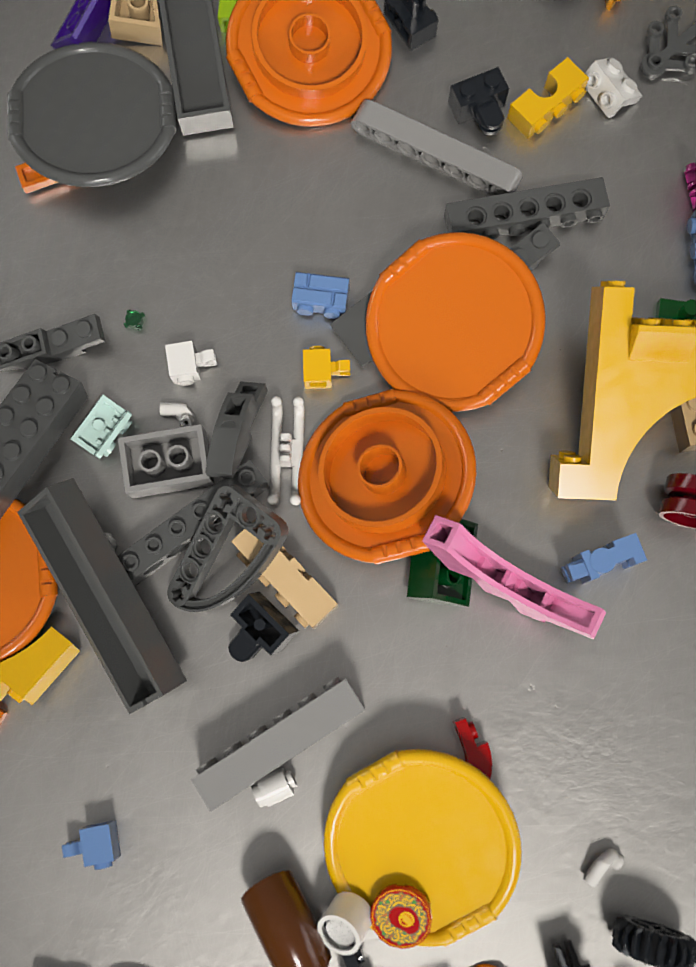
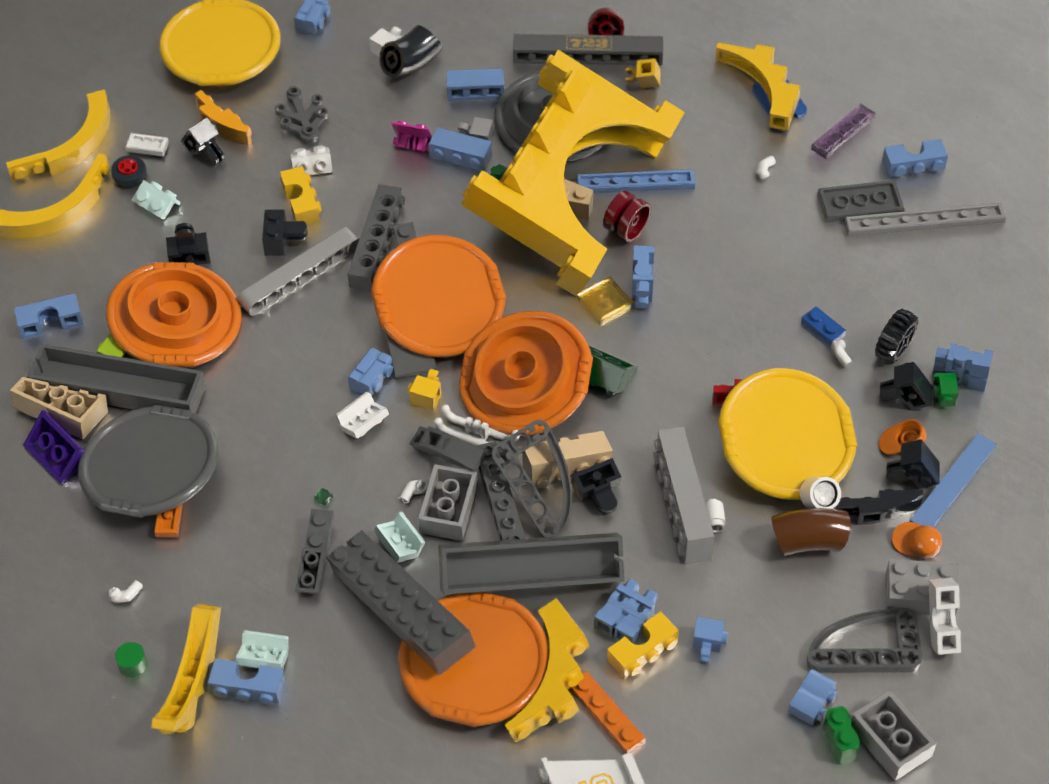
camera: 70 degrees left, 25 degrees down
(35, 759) = (630, 658): none -> yellow arch
(103, 740) = (626, 612): none -> medium blue hips
(185, 362) = (377, 470): white brick -> none
(254, 312) = (361, 416): none -> white bracket
(401, 916) = (827, 458): tile -> none
(496, 576) = (630, 329): bright pink arch -> none
(554, 526) = (605, 301): none -> clear yellow tile
(639, 826) = (823, 325): none -> blue plate

